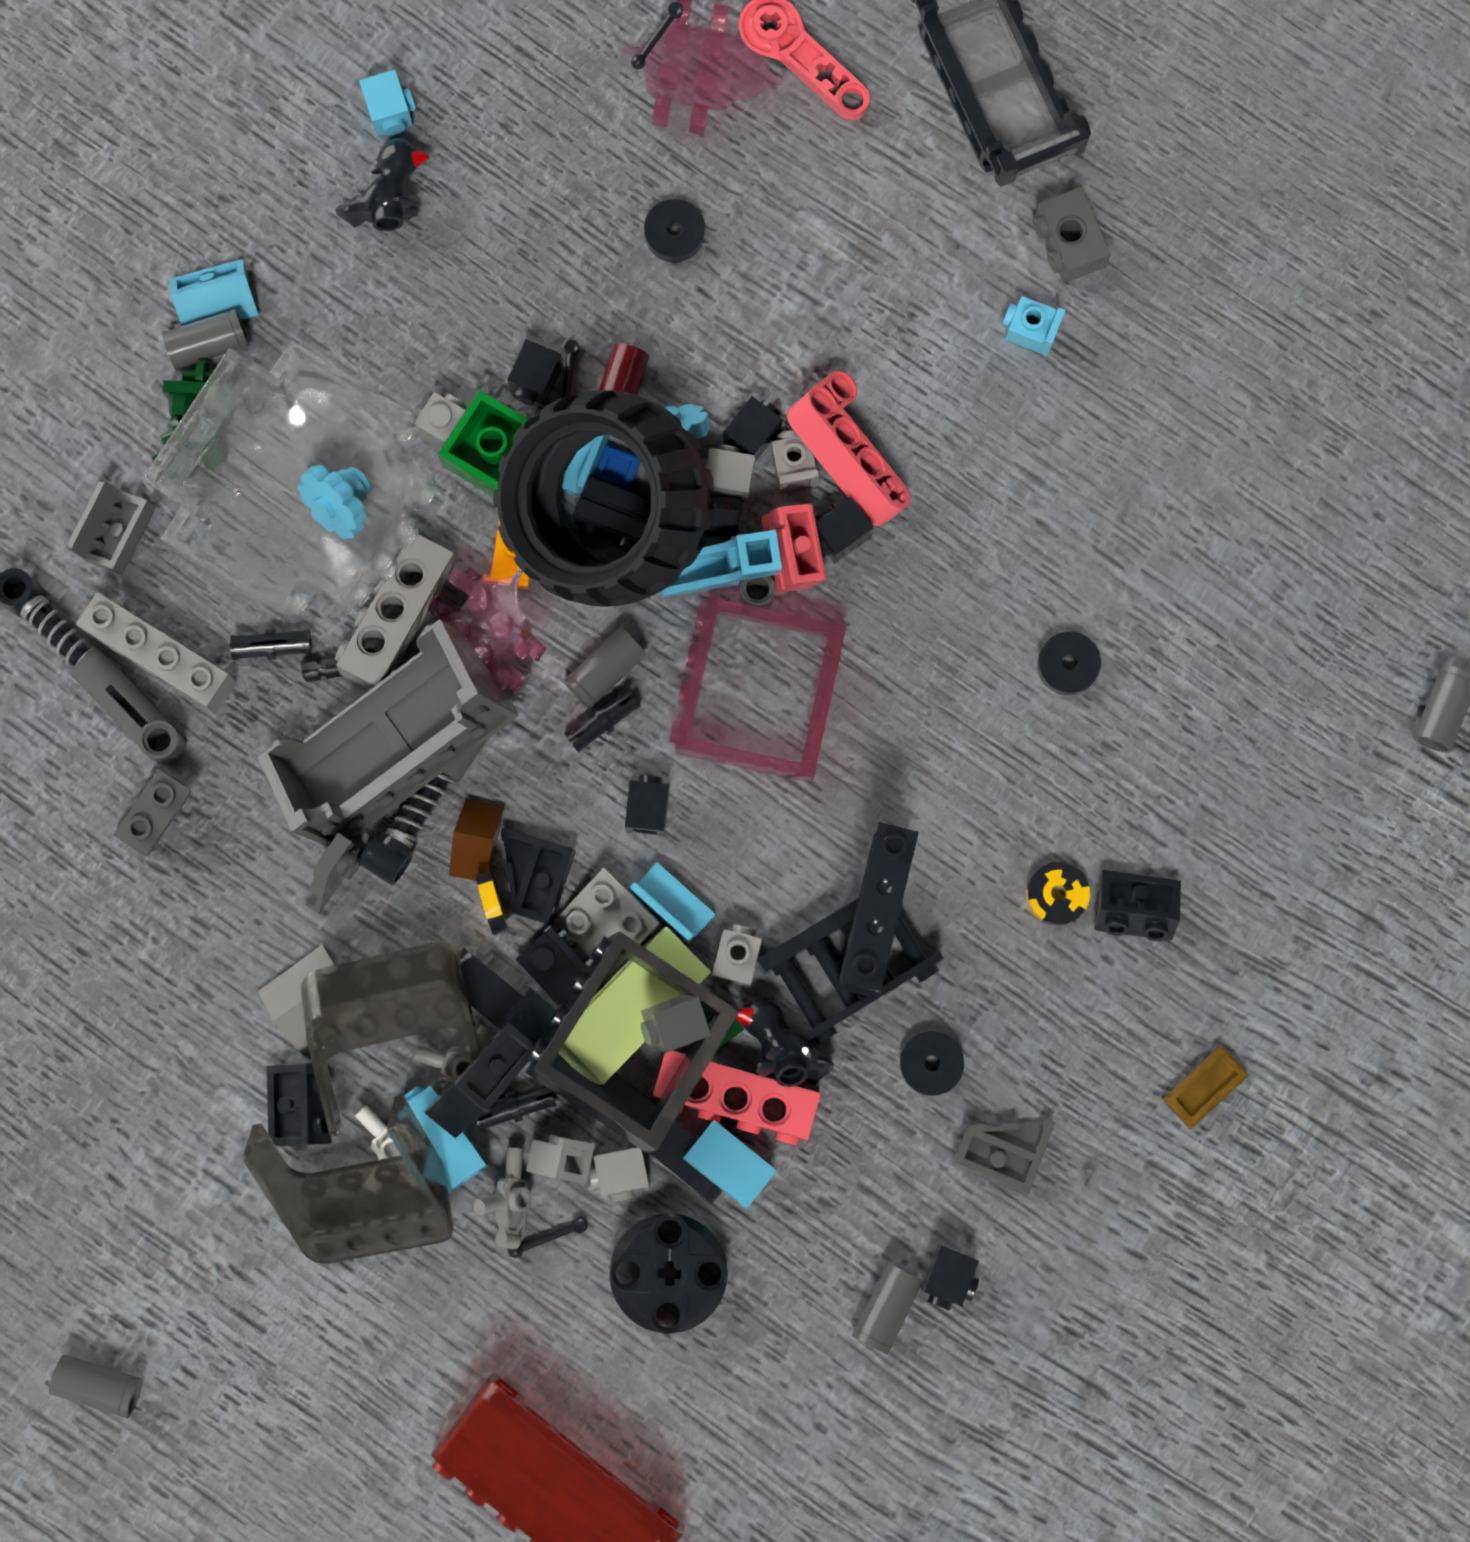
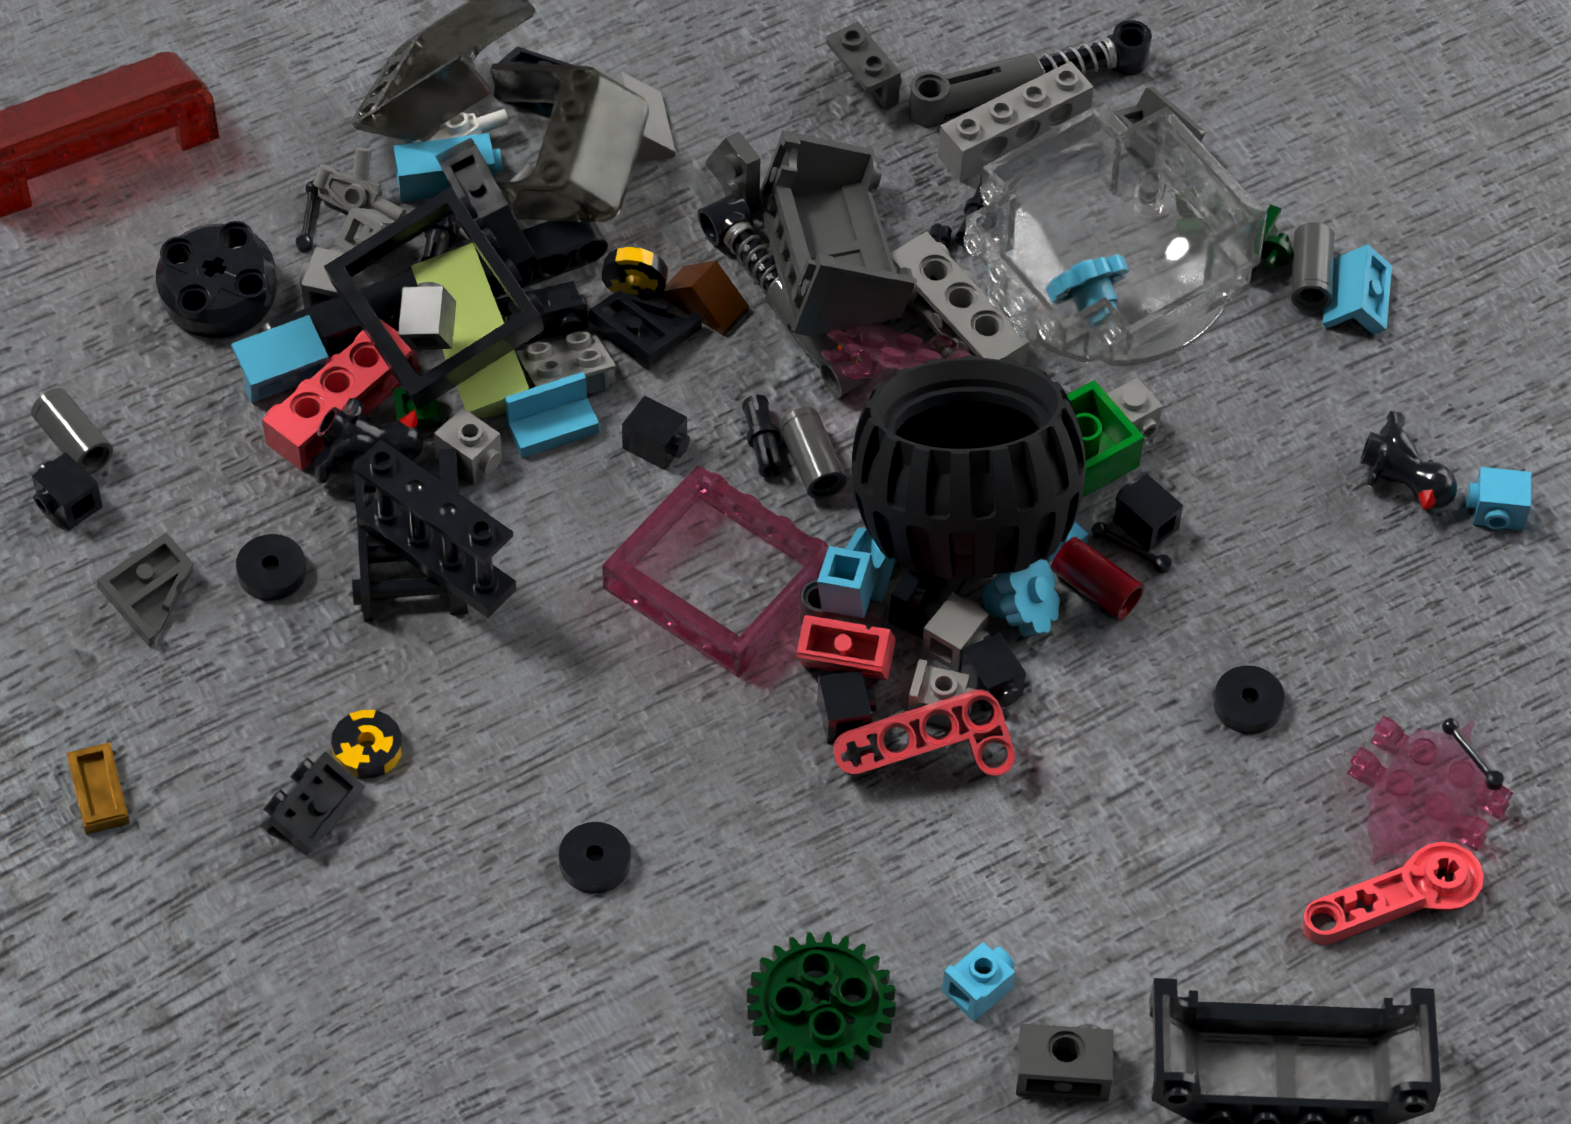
camera: 115 degrees right, 25 degrees down
(1146, 438) = (821, 1003): none -> dark green gear

